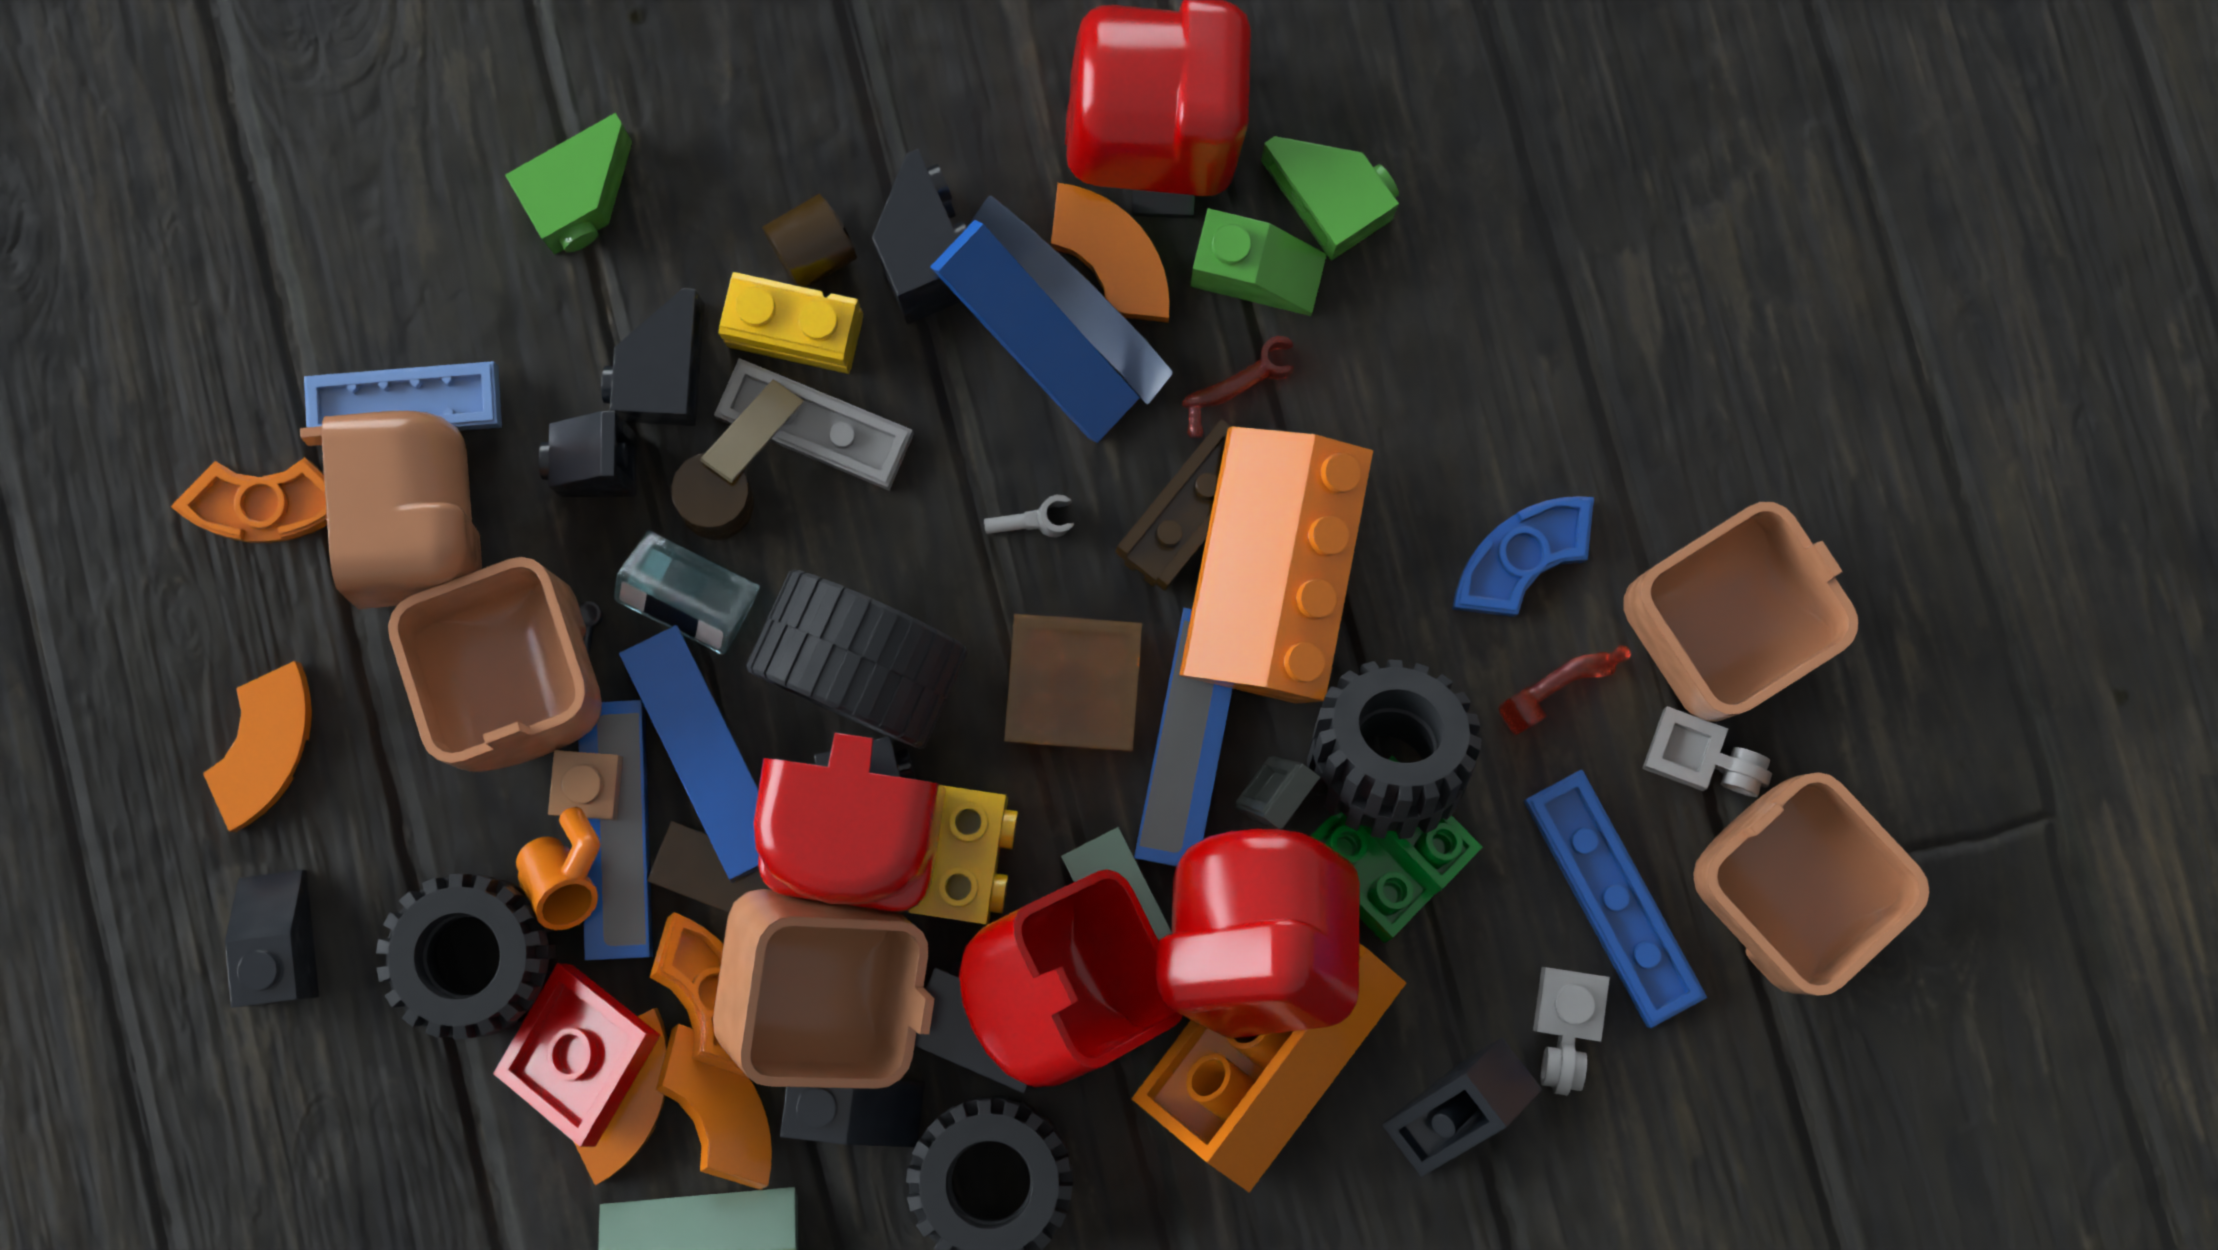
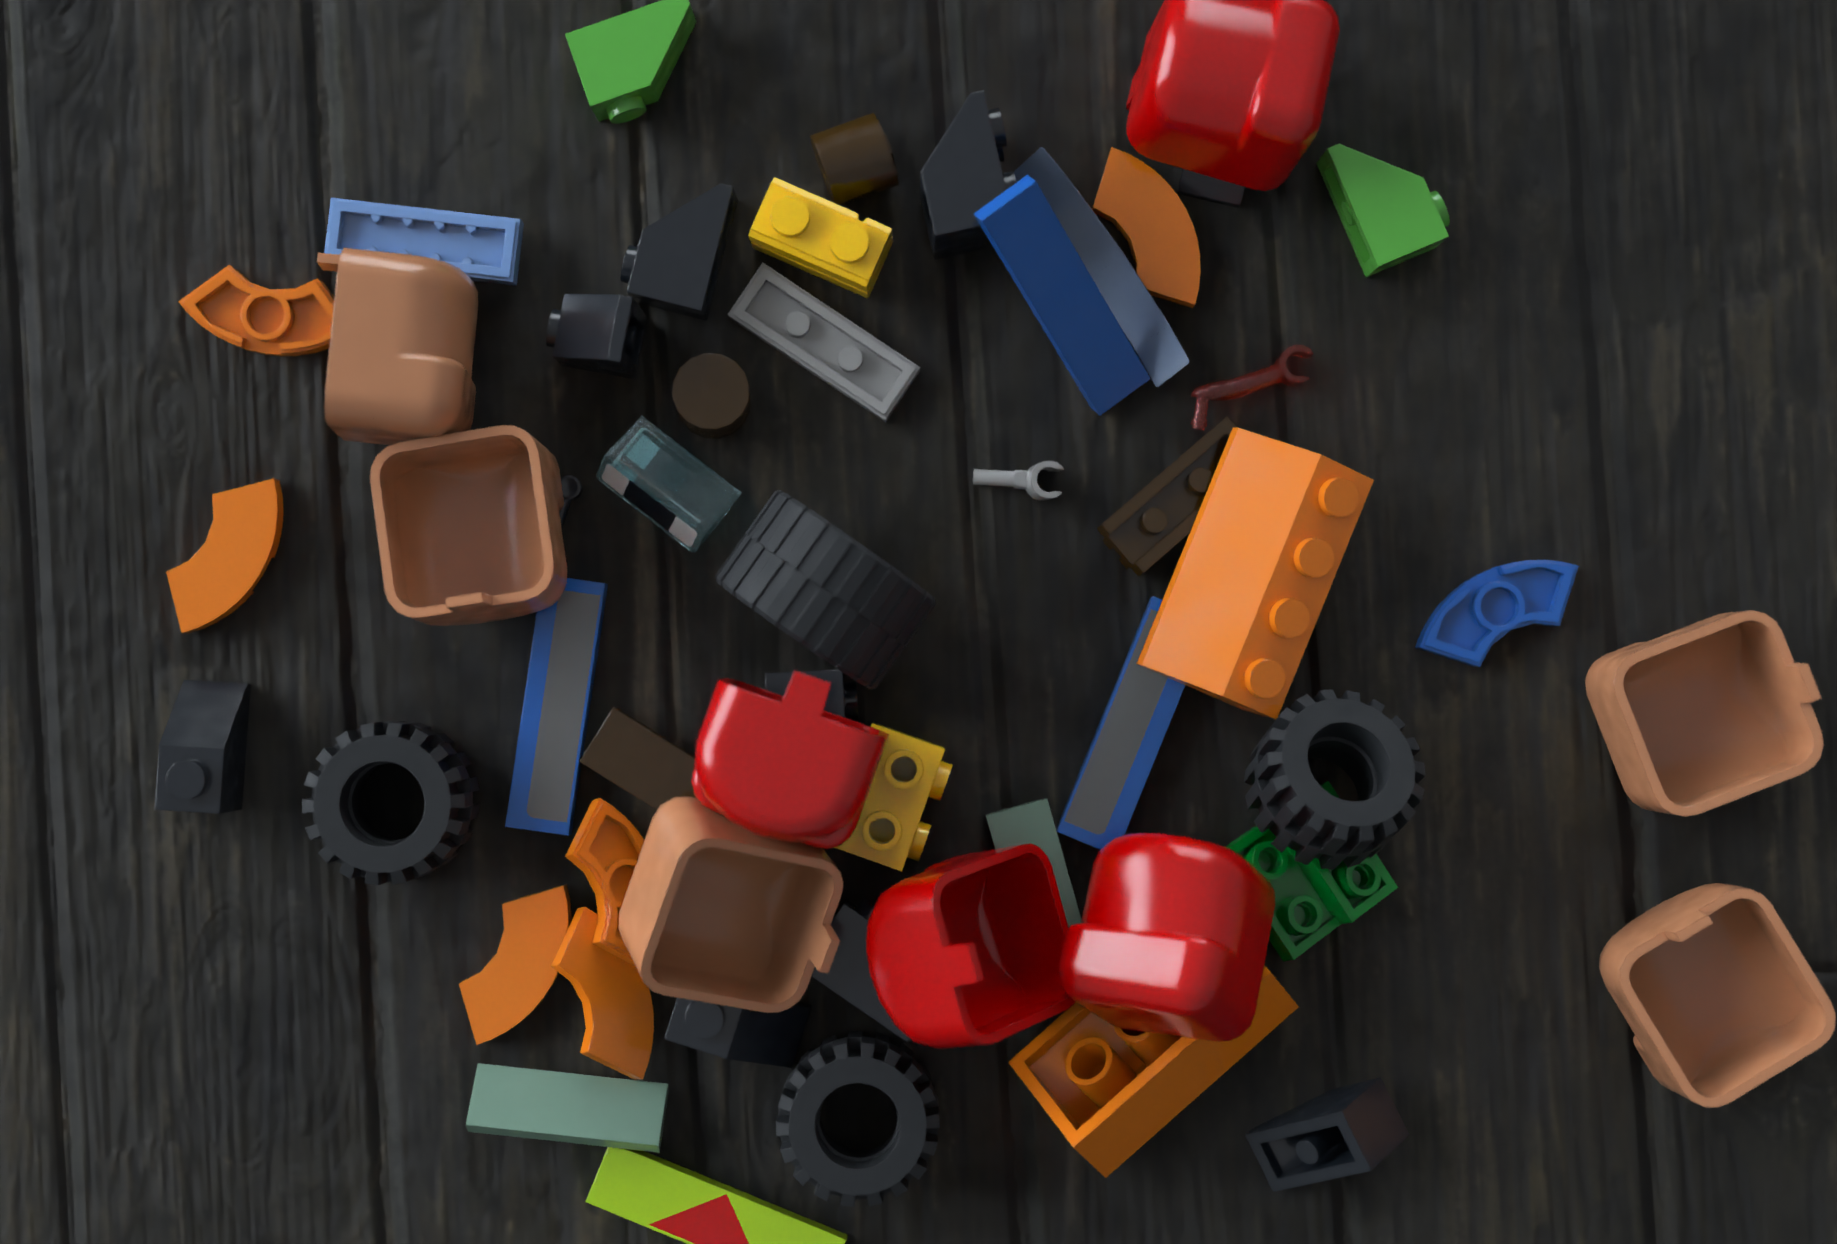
camera: 10 degrees right, 5 degrees up
(557, 877) = (494, 742): orange piece -> none
(576, 1055) = (481, 918): plate -> none
(587, 783) = (536, 657): medium nougat plate -> none
(698, 746) = (654, 642): blue tile -> none
(751, 431) = (762, 339): dark tan window -> none
(1073, 682) = (1031, 649): clear orange plate -> none
(1257, 263) = (1293, 267): bright green slope -> none
(1276, 791) = (1211, 798): pearl dark grey tile -> none
(1524, 707) = (1466, 758): clear red piece -> none
(1572, 1008) = (1450, 1059): light grey plate -> none
(1615, 899) = (1516, 962): blue tile -> none
(1690, 749) = (1623, 833): light grey plate -> none

